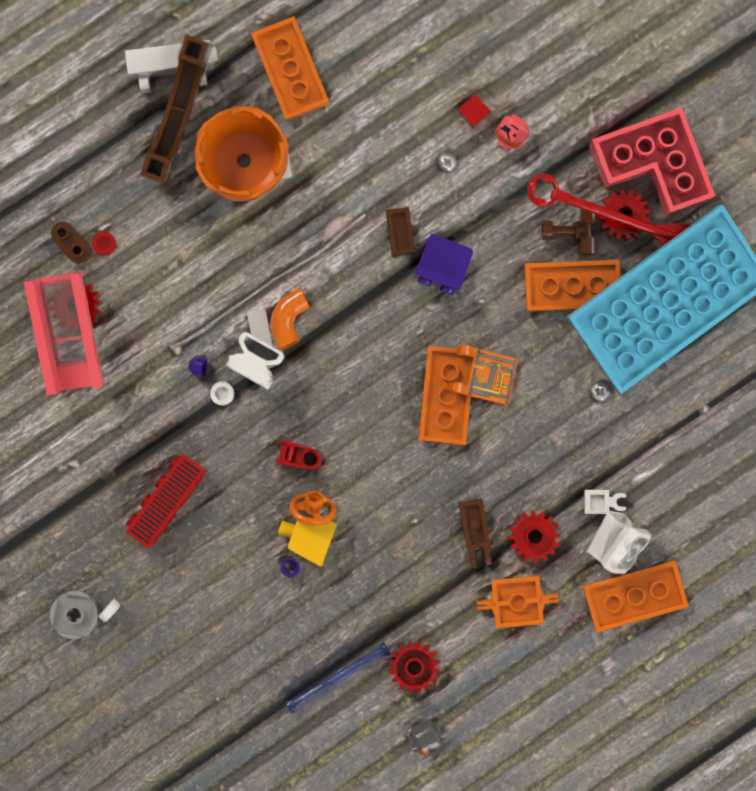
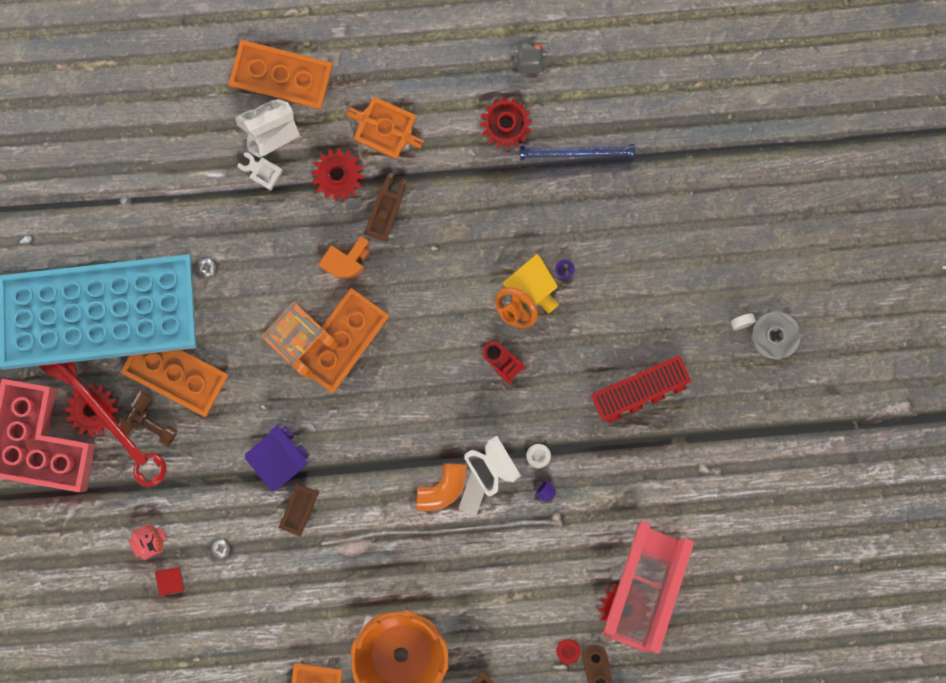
camera: 155 degrees left, 0 degrees up
(483, 460) = (345, 266): none -> orange brick

